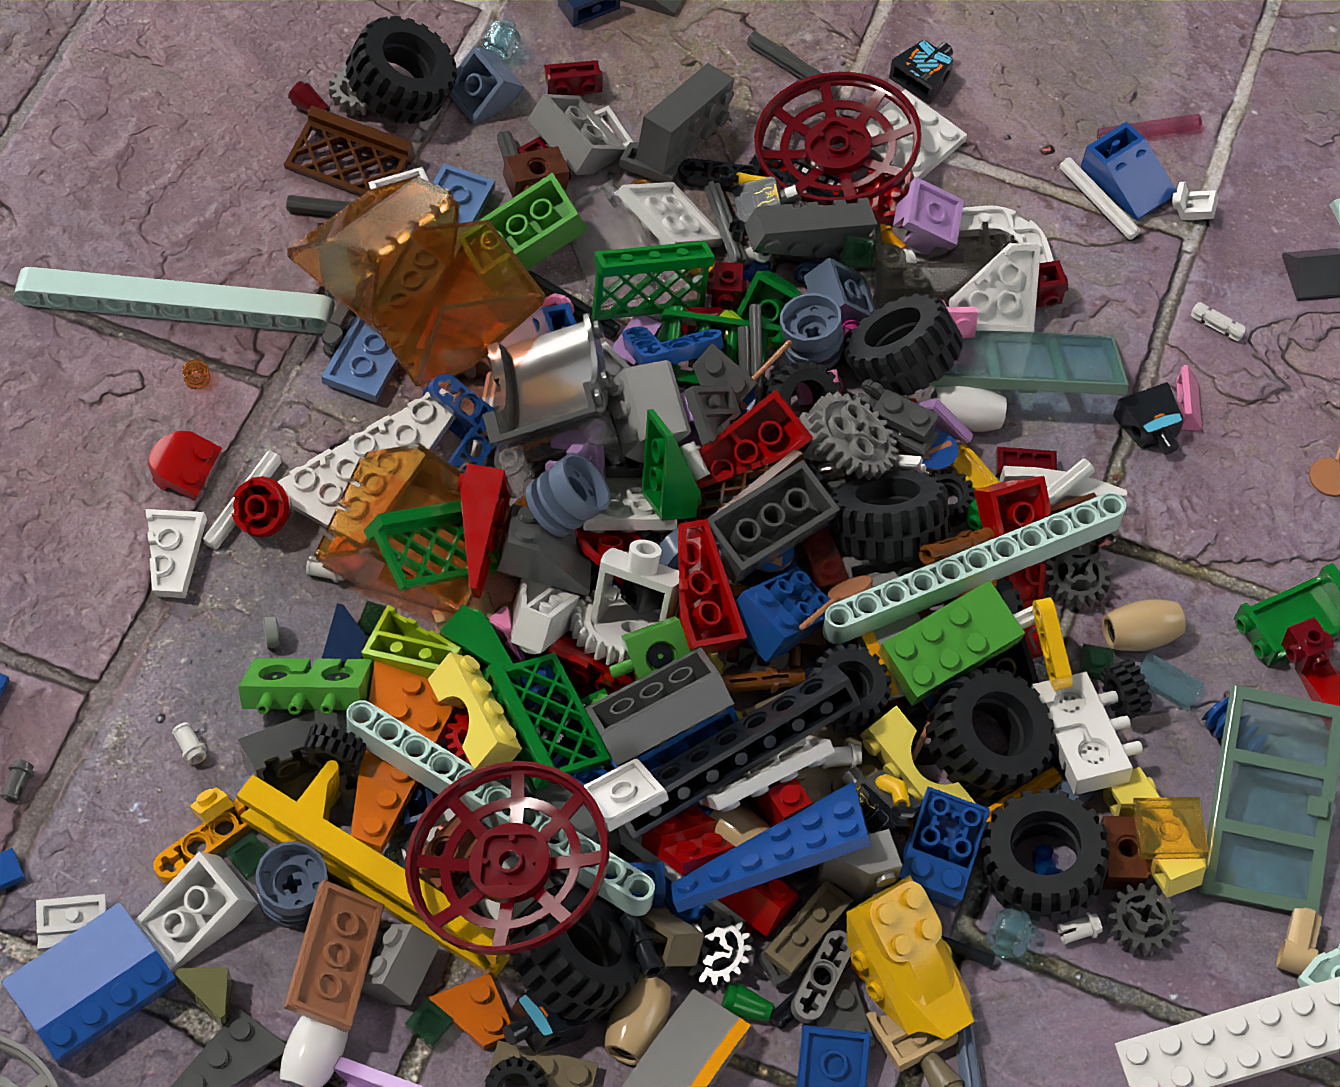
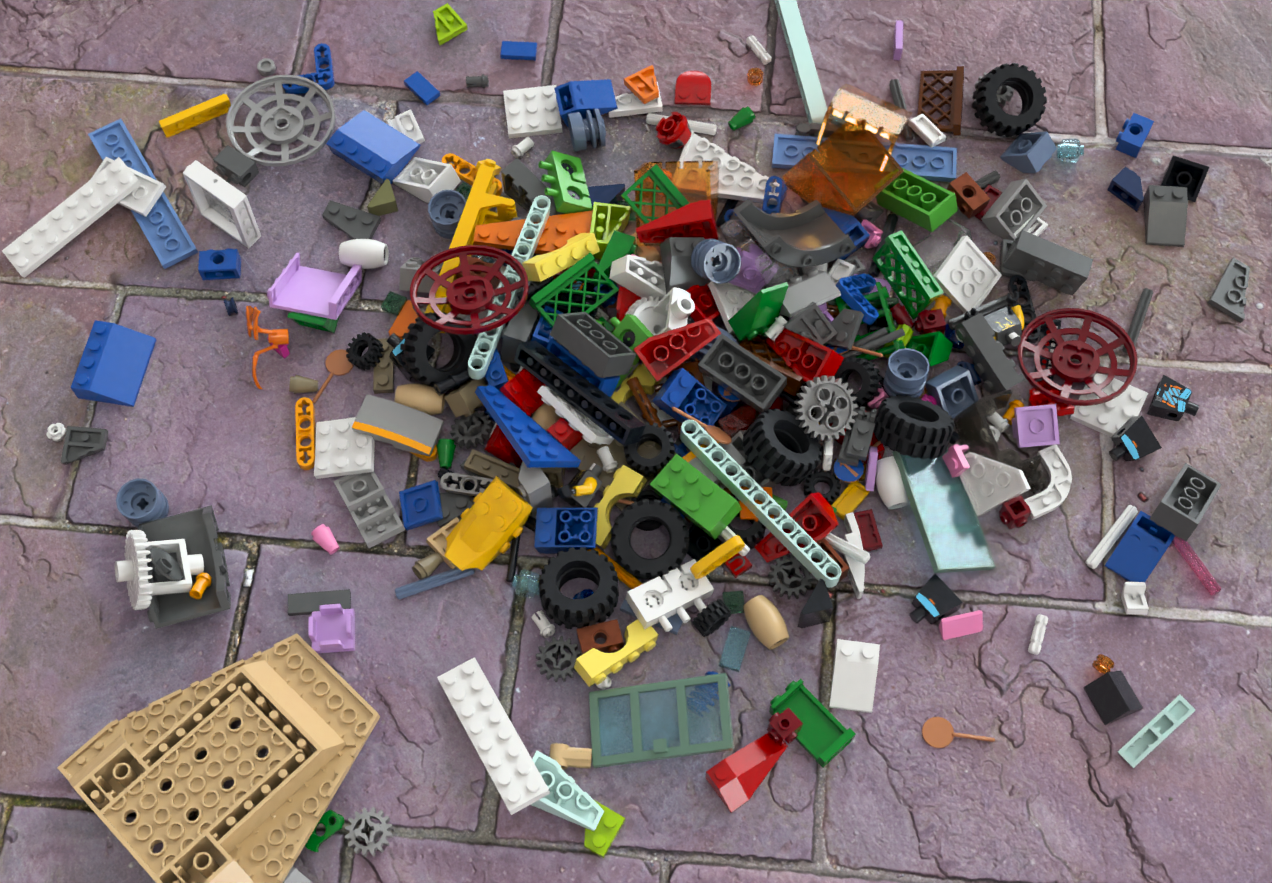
camera: 80 degrees right, 5 degrees up
(118, 711) = (532, 111): none -> white plate
(145, 617) = (585, 95): none -> blue slope
(146, 354) = (758, 49): none -> white axle
(152, 525) = (643, 84): none -> orange wing
(208, 630) = (586, 129): none -> sand blue wheel
(217, 172) = (898, 40): none -> lavender tile
(271, 412) = (742, 118): none -> green cone
(271, 632) = (600, 162): light grey tile -> none
(304, 96) = (974, 66): dark red cone -> none
(334, 744) = (522, 200): black tyre -> none
(334, 956) = (407, 240): nougat tile -> none
(573, 78) = (1059, 198): dark red bracket -> none
(626, 793) = (531, 340): white tile -> none
(859, 251) = (984, 387): clear green plate -> none
(952, 546) = (771, 488): dark orange pin -> none
(975, 123) = (1134, 440): none -> black torso
(1086, 97) = (1185, 502): none -> dark grey brick
(1136, 552) = (818, 607): none -> black slope
(1170, 828) = (612, 653): clear yellow tile -> none
(1239, 544) = (854, 675): none -> white slope
(1275, 265) = (1103, 664): none -> clear orange bush

